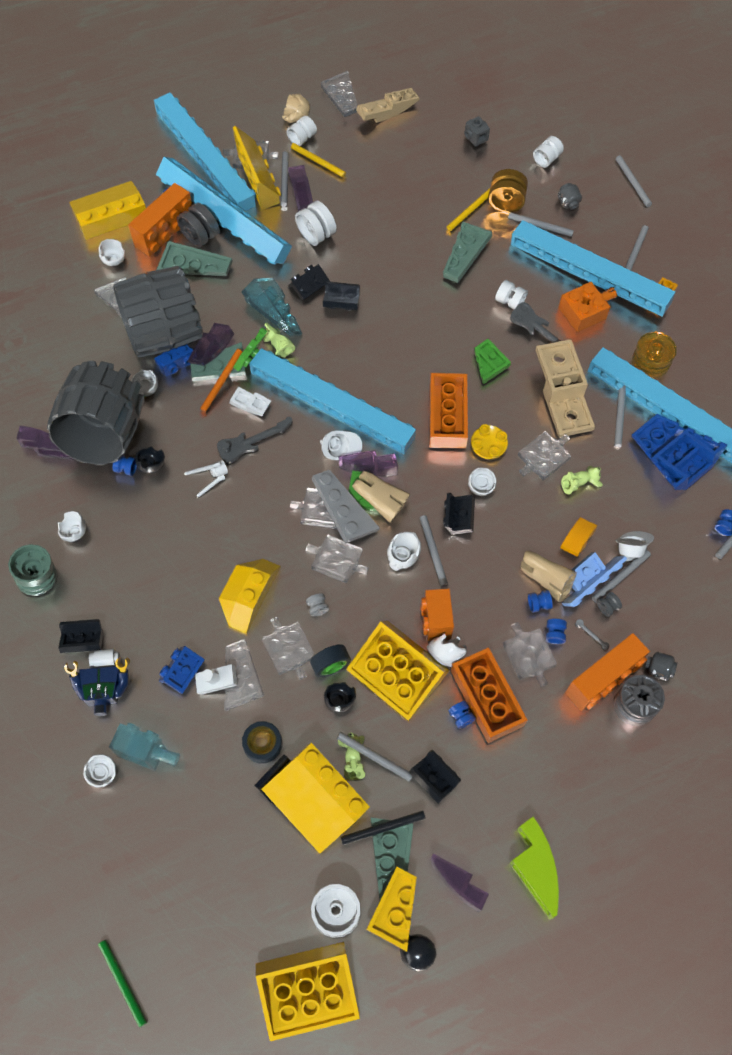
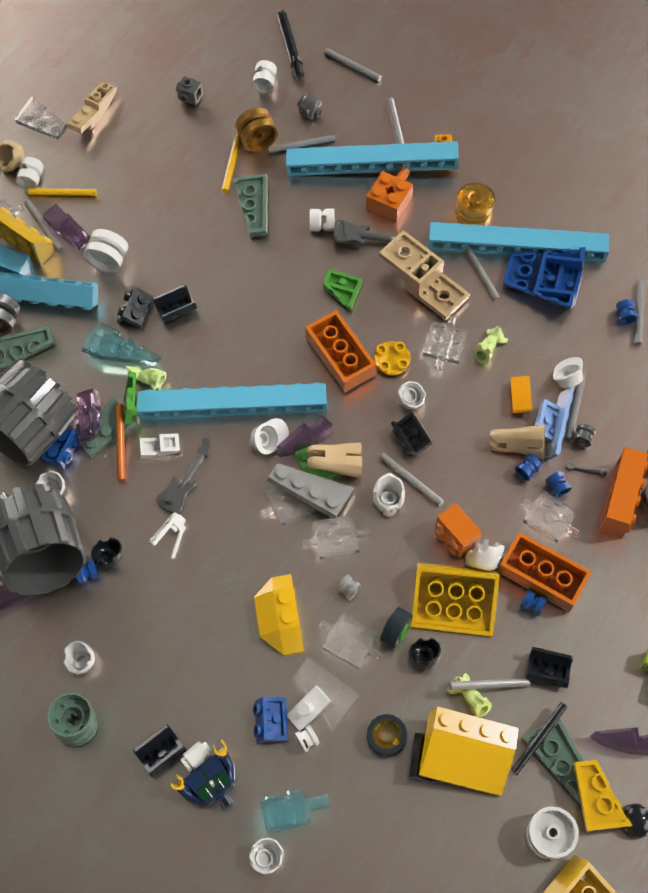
camera: 30 degrees left, 0 degrees up
(198, 702) = (308, 736): none -> white wheel
(584, 154) = (295, 62): none -> black axle

